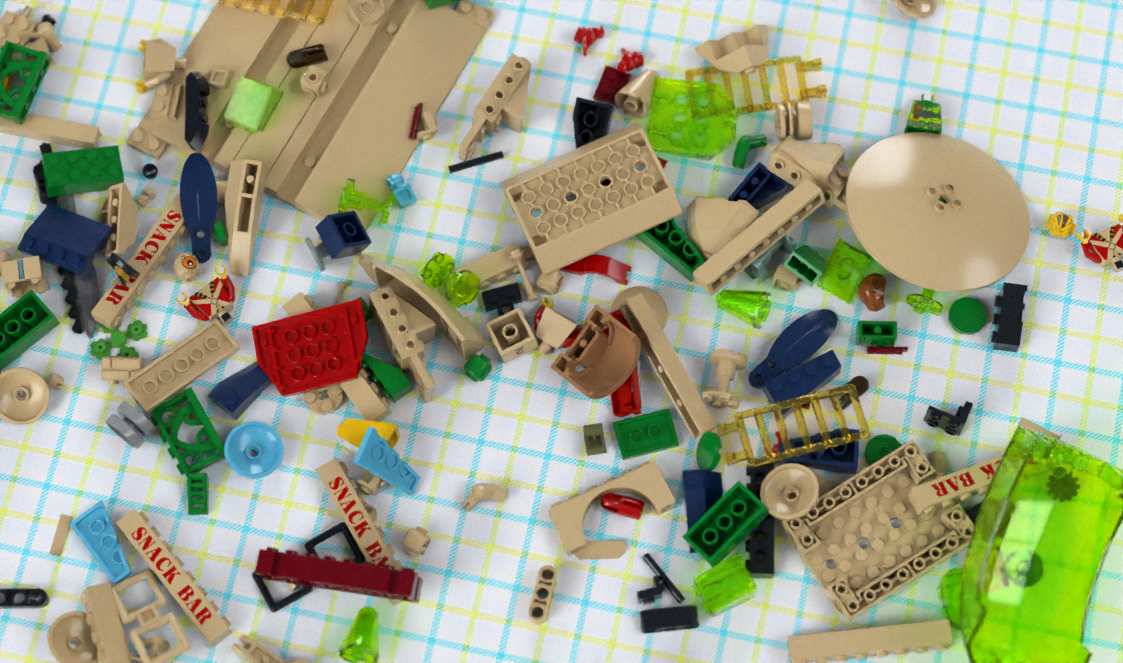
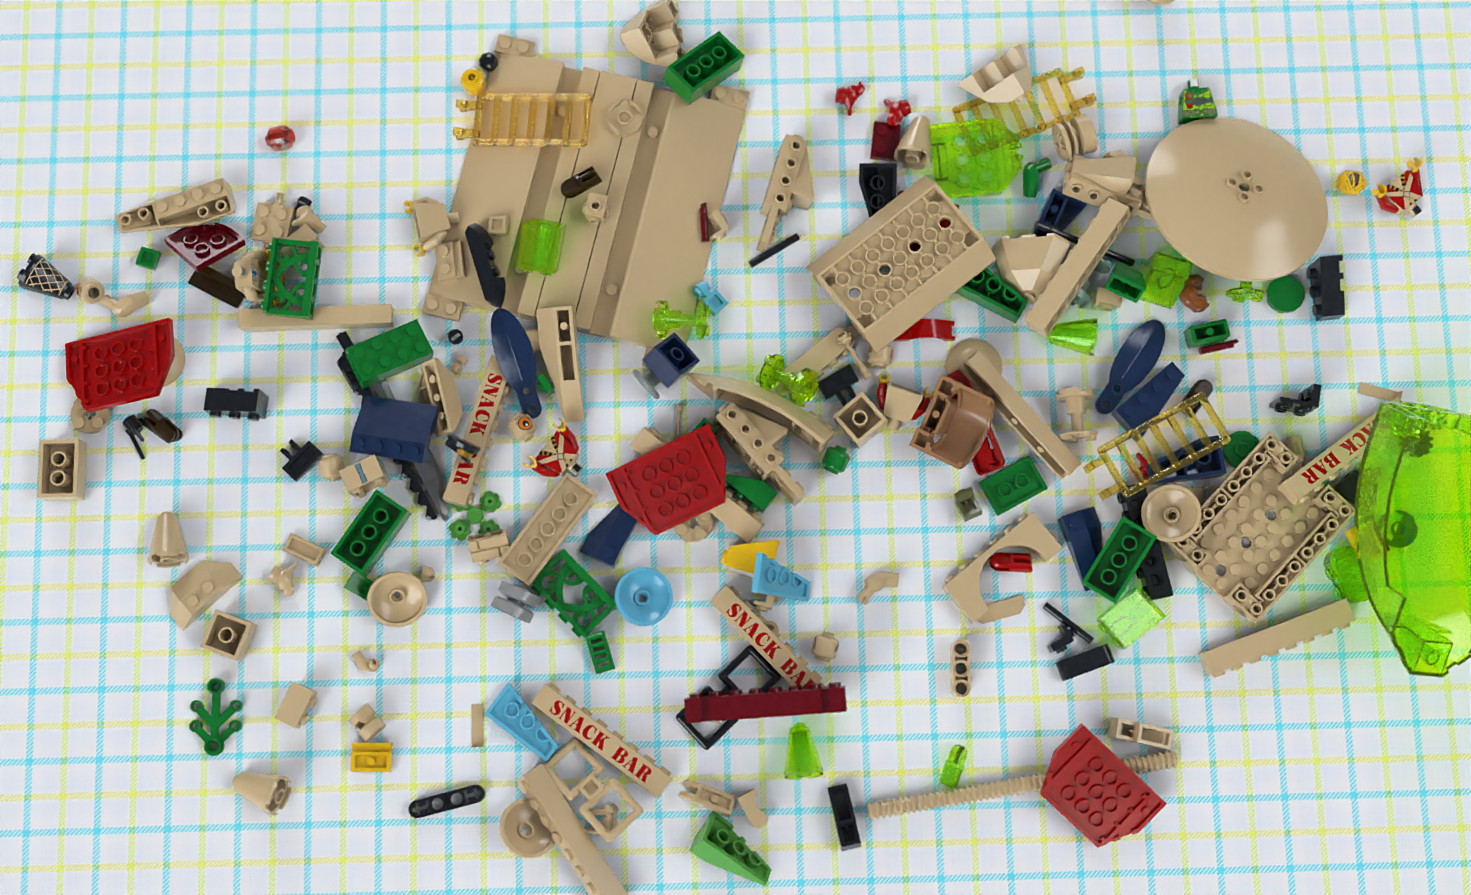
camera: 20 degrees left, 10 degrees up
(707, 451) = (1080, 490): green tile -> none
(795, 233) = (1074, 239): none -> black bar

